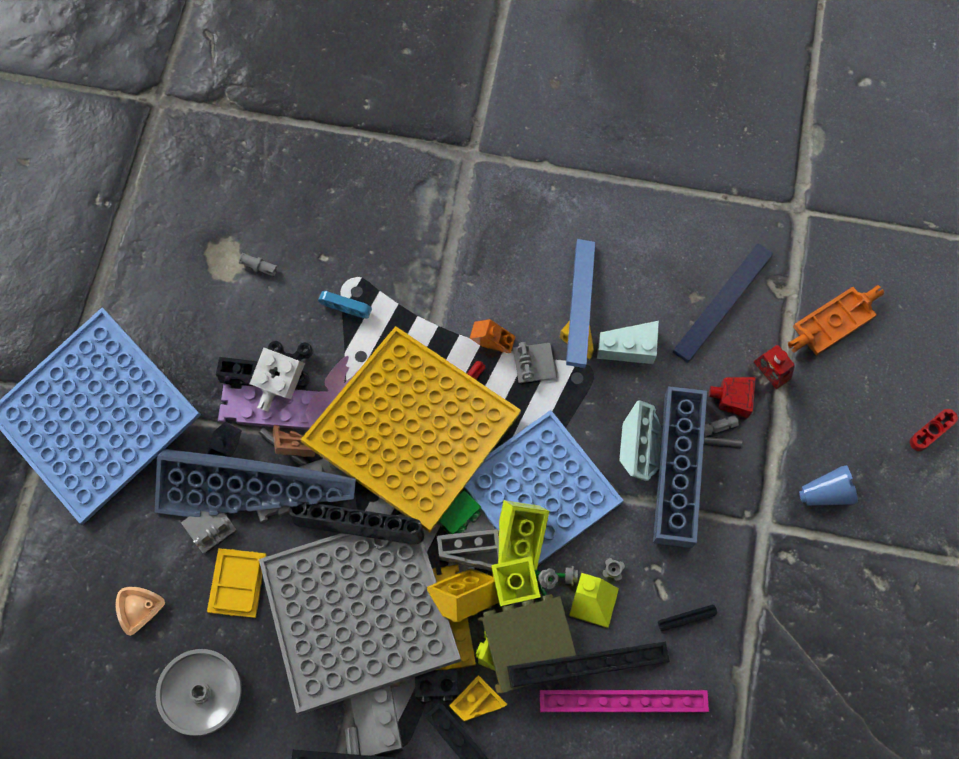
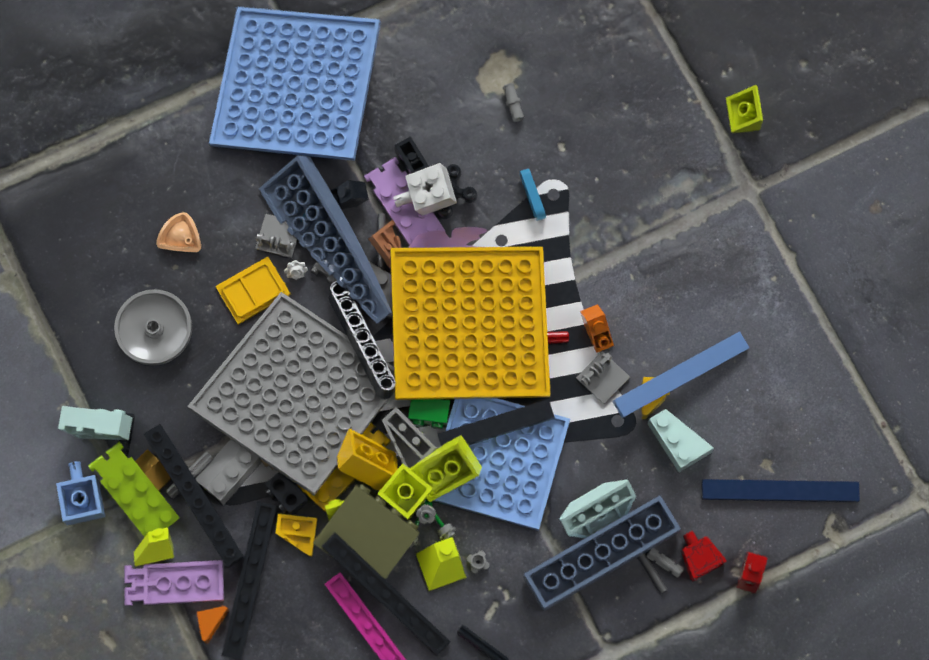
camera: 55 degrees right, 5 degrees up
(250, 533) = (295, 270): none -> white plant
(409, 110) = (745, 110): none -> neon yellow slope
(513, 467) = (500, 424): none -> black tile
(835, 320) = (837, 594): orange plate -> none

